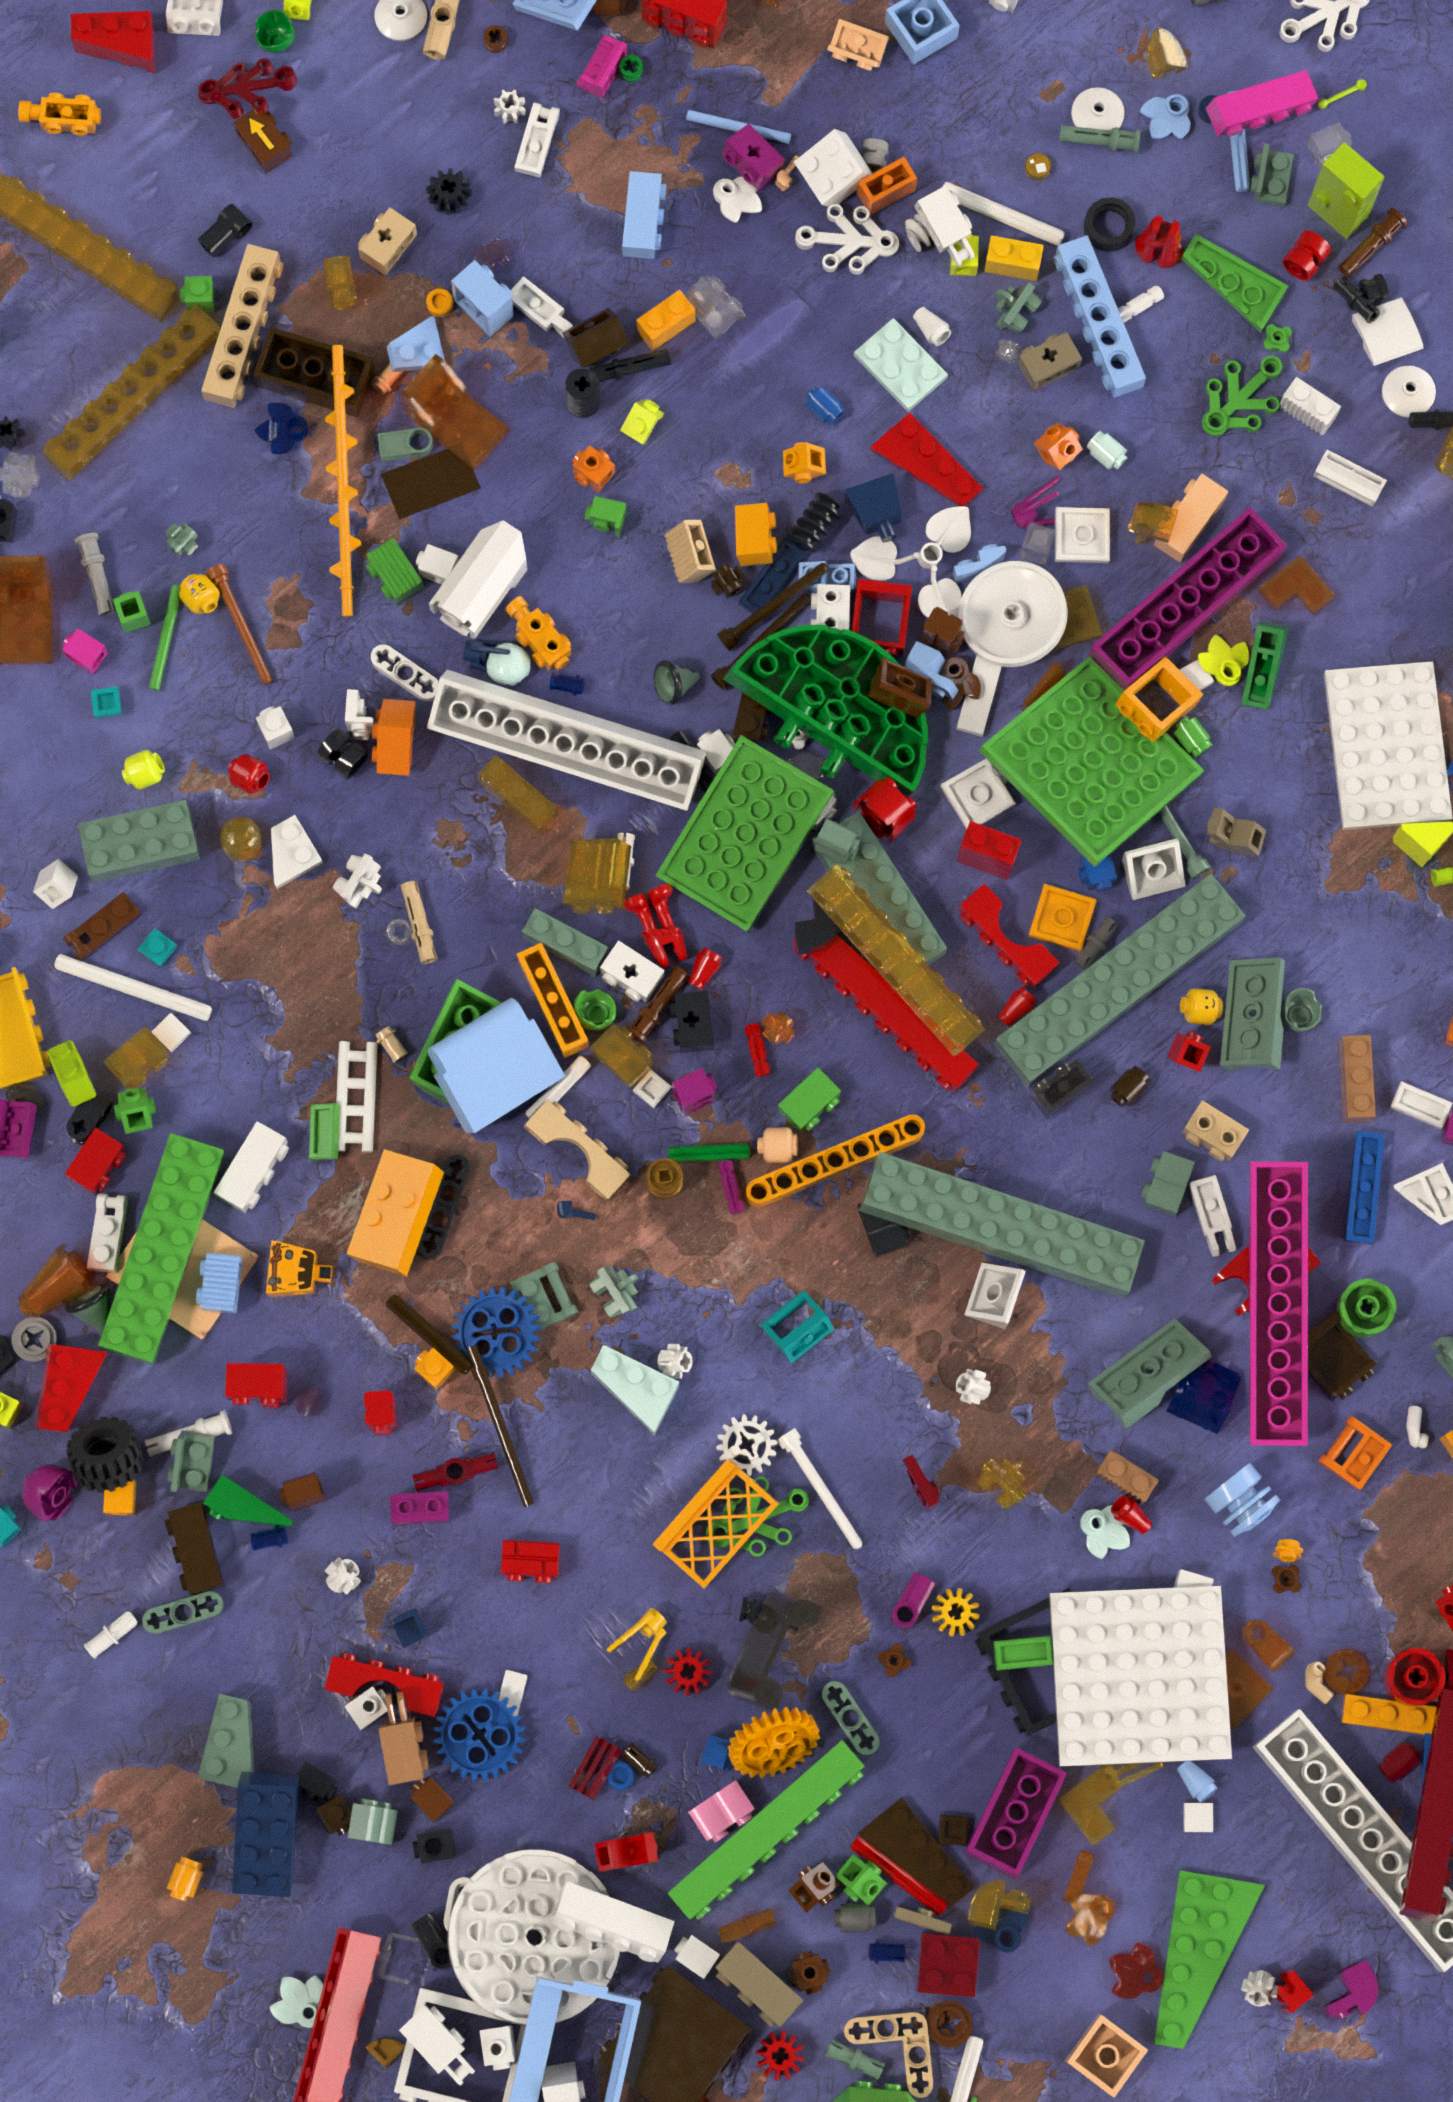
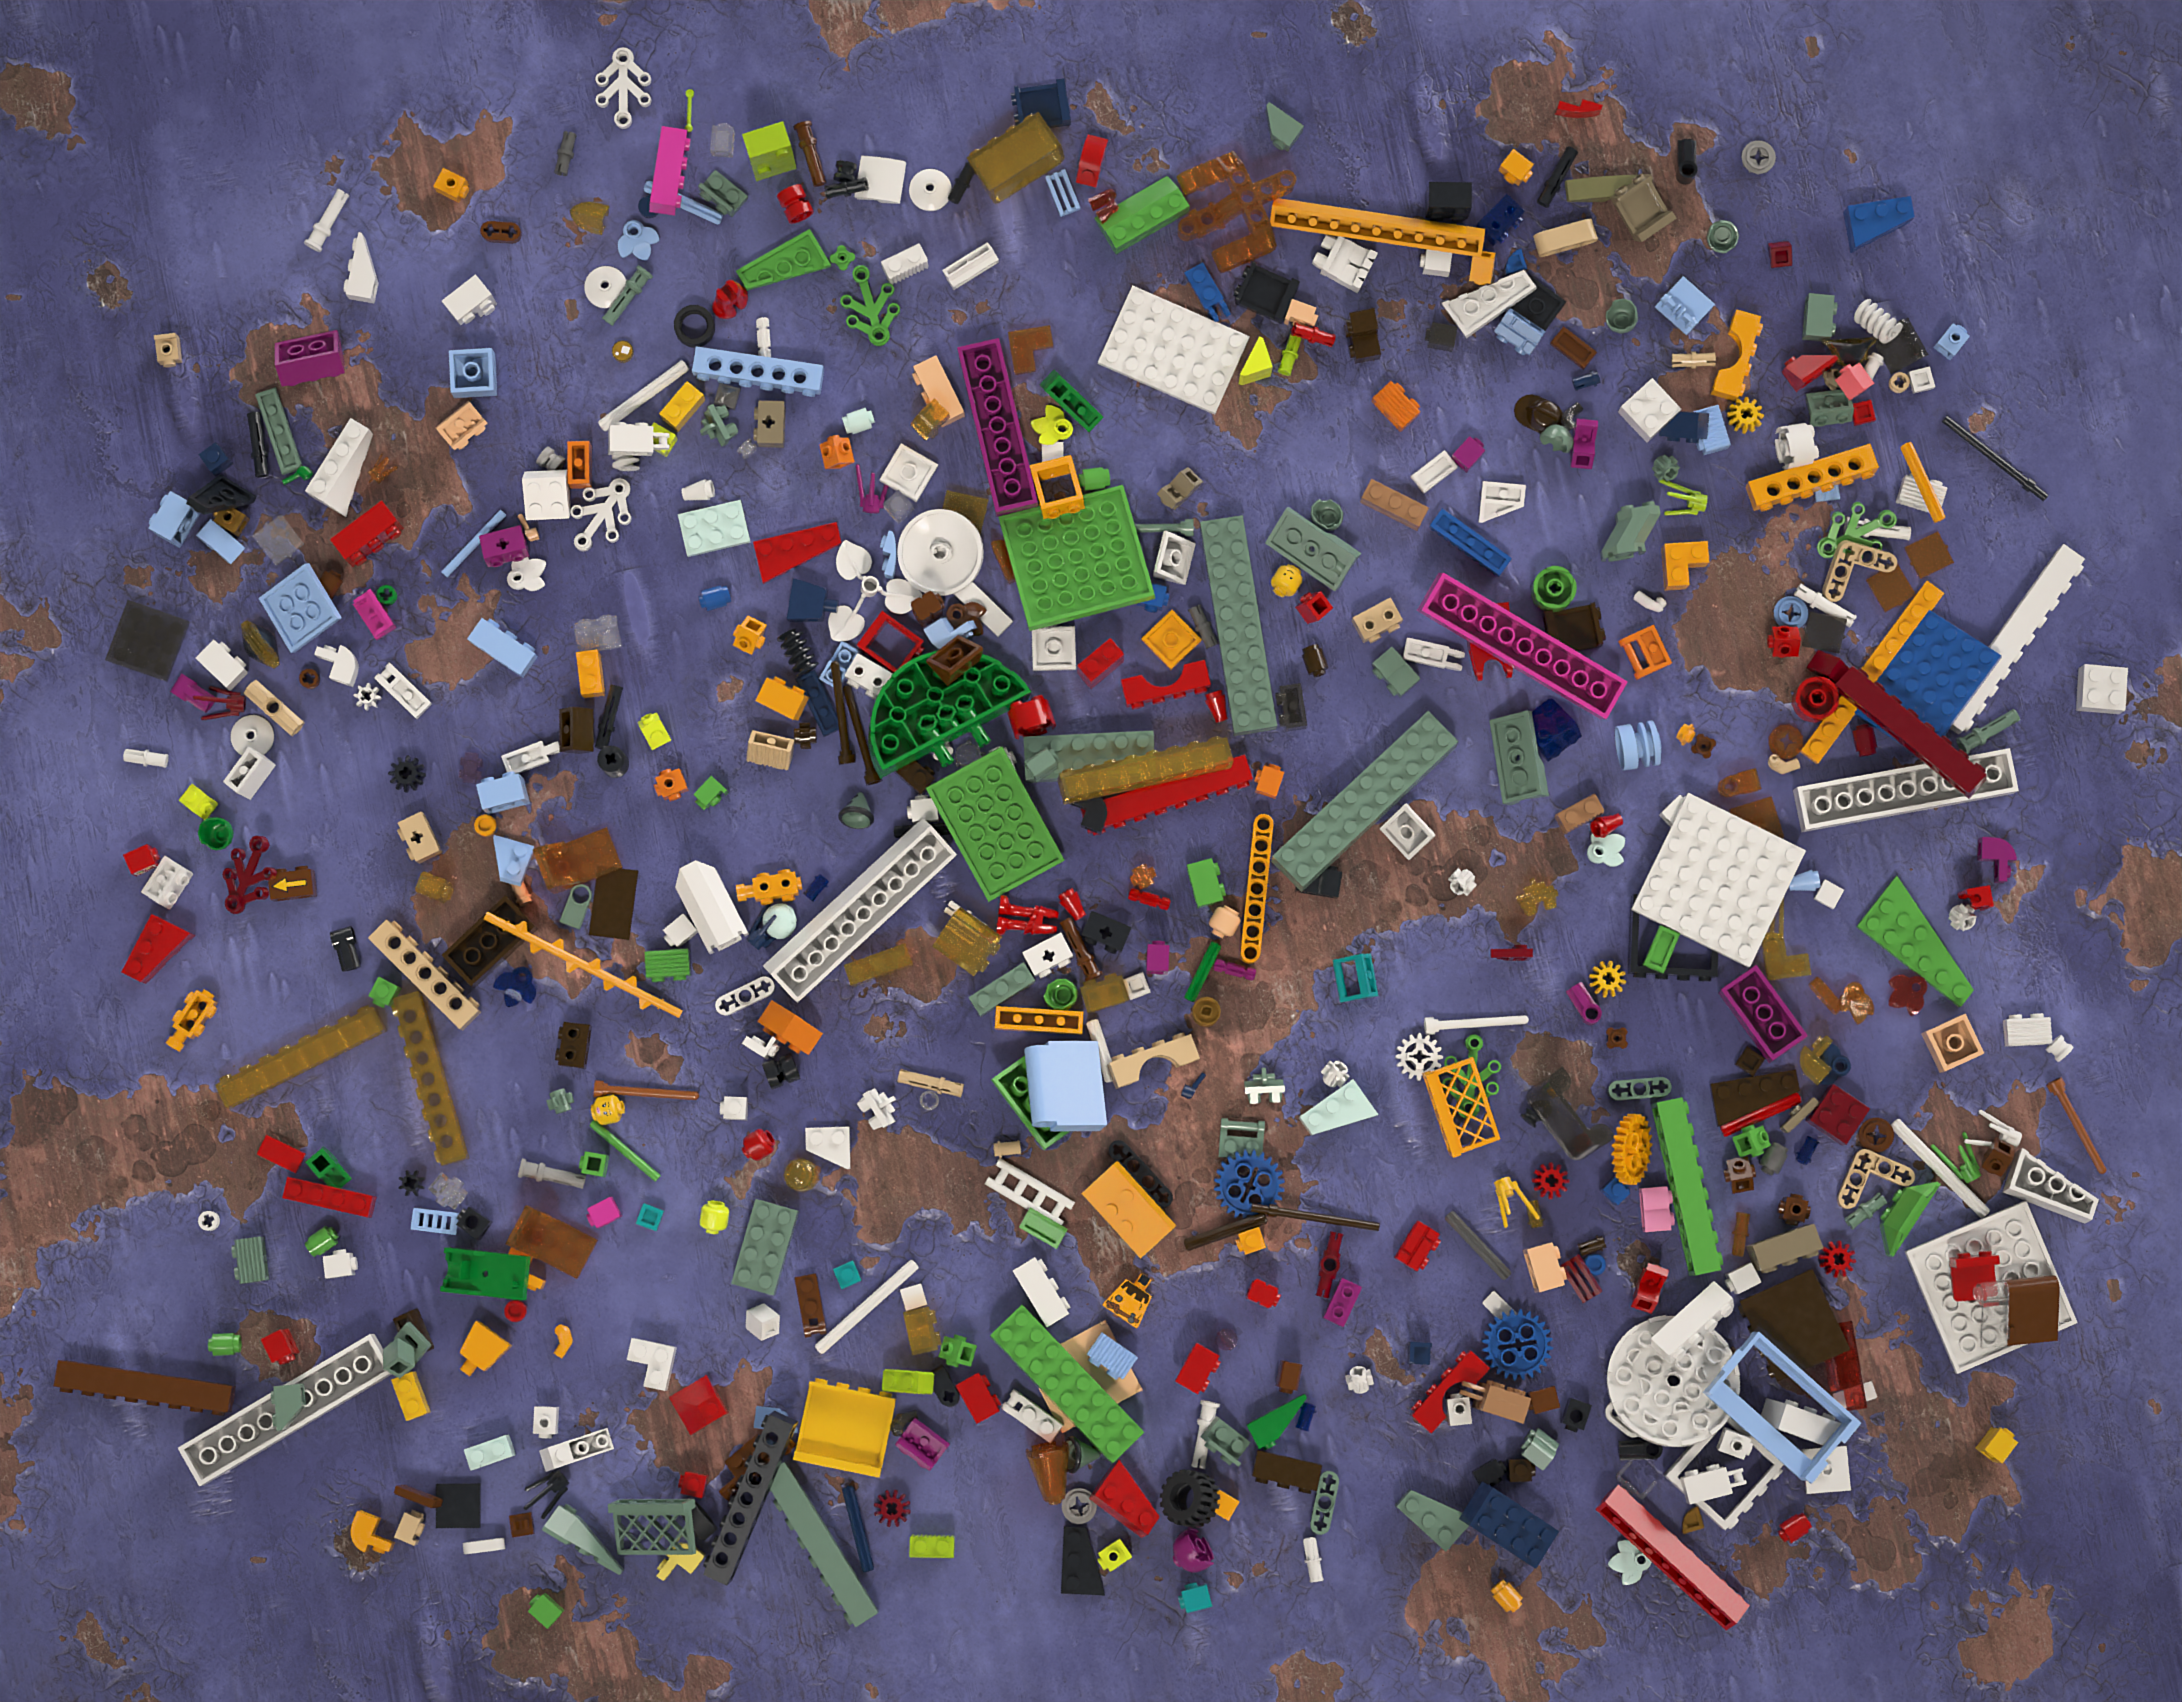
camera: 60 degrees left, 5 degrees up
(250, 521) = (574, 1045): none -> dark brown brick
(357, 30) = (249, 773): none -> white brick
(529, 65) = (345, 664): none -> white brick
(569, 1629) = (1477, 1245): none -> dark grey axle
(584, 1716) = (1544, 1267): none -> light nougat brick
(965, 1109) = (1269, 780): none -> orange brick
(1053, 300) = (727, 396): none -> flat silver tile

